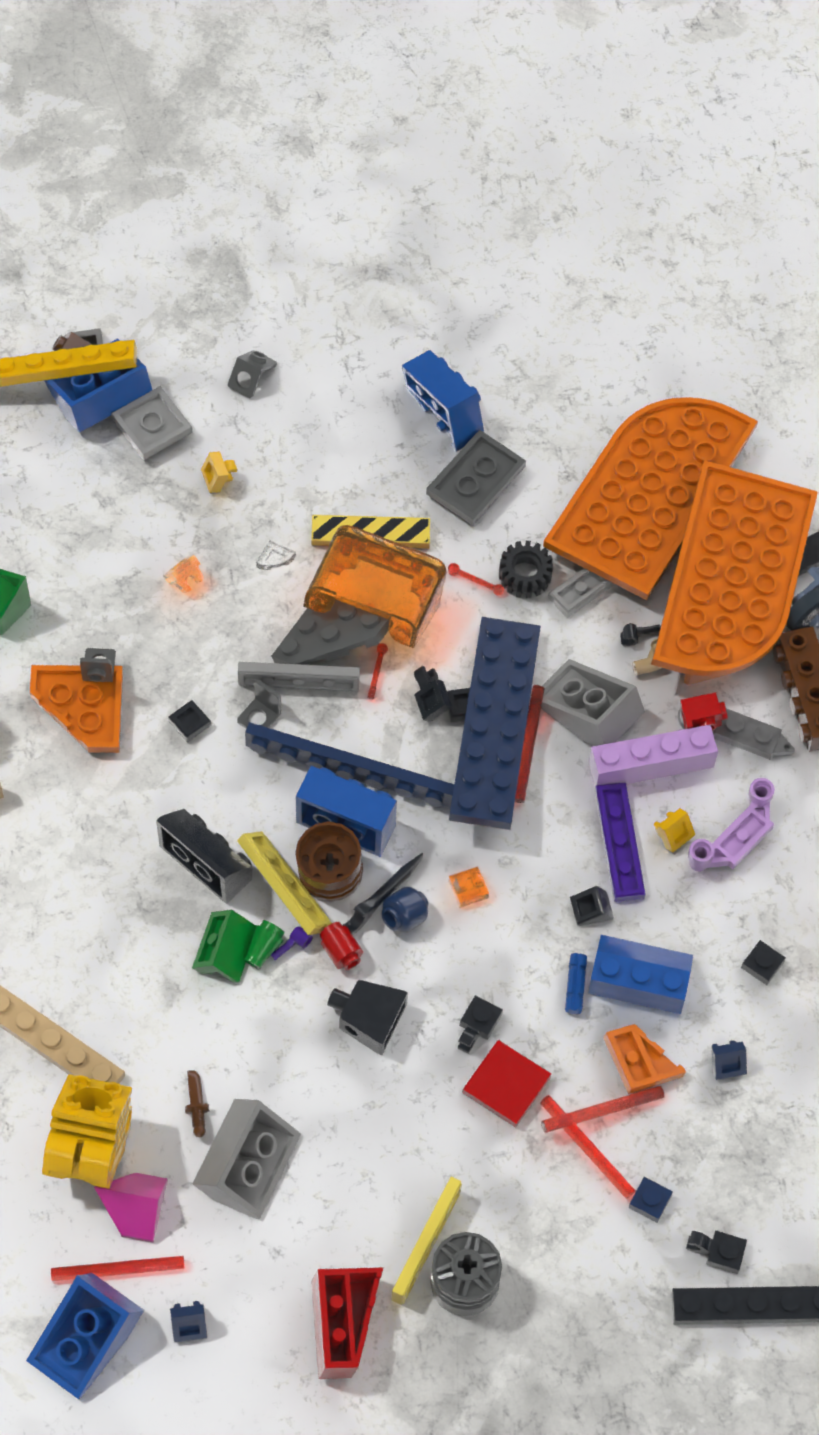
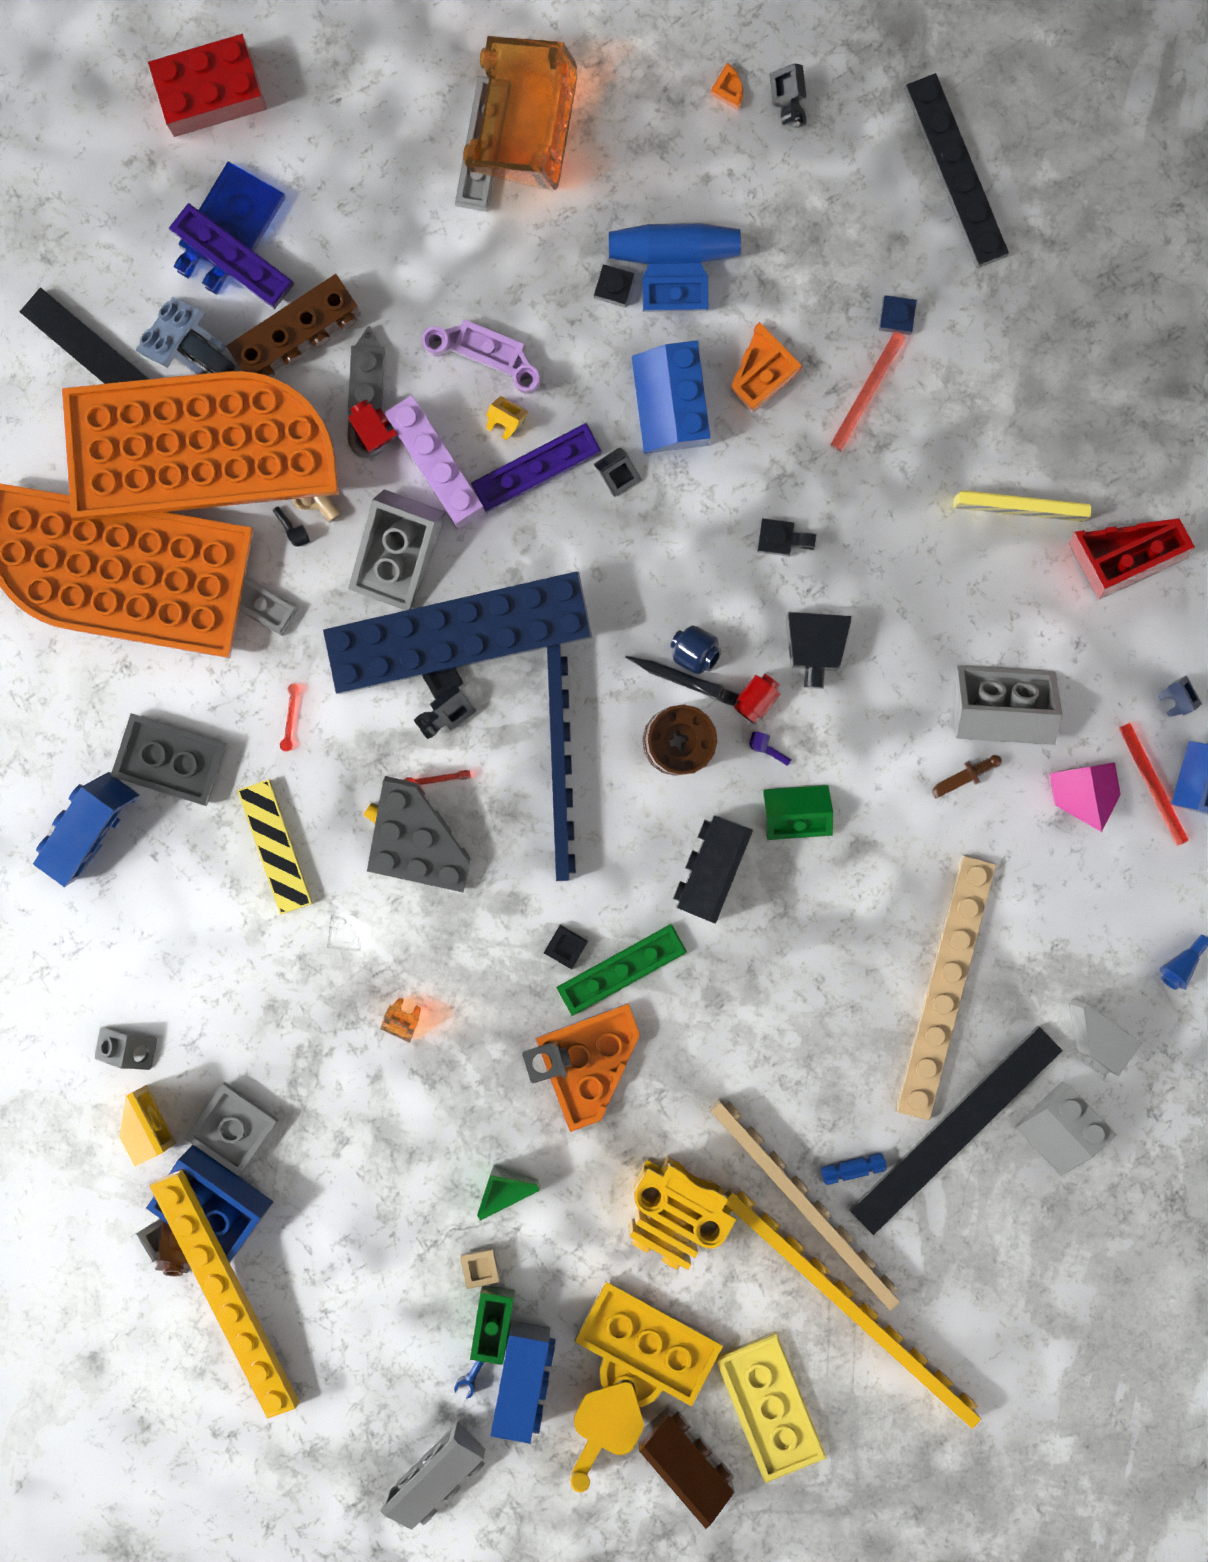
camera: 110 degrees left, 25 degrees up
(88, 1130) = (1078, 855): yellow piece -> none
(150, 758) = (621, 969): none -> green tile
(185, 361) = (143, 1127): none -> yellow slope
(217, 471) = (267, 1034): yellow tile -> none
(264, 942) = (781, 774): green cone -> none
(266, 701) = (517, 878): dark grey bracket -> none
(284, 882) = (711, 779): light yellow tile -> none
(299, 676) = (477, 853): light grey tile -> none
(347, 802) = (616, 744): blue brick -> none
(380, 580) = (348, 810): clear orange windscreen -> none
(462, 1292) = (1043, 473): dark grey wheel -> none
(468, 887) = (642, 599): clear orange tile -> none
(506, 1083) = (833, 489): red tile -> none
(529, 555) = (242, 662): black tyre -> none
(529, 741) = (421, 600): clear red bar -> none
(576, 983) = (706, 458): blue axle -> none
(602, 1109) = (829, 388): clear red bar -> none
(723, 1249) = (922, 232): black plate -> none
(729, 1060) = (733, 283): dark blue tile -> none
(772, 1018) = (674, 260): none -> blue plate

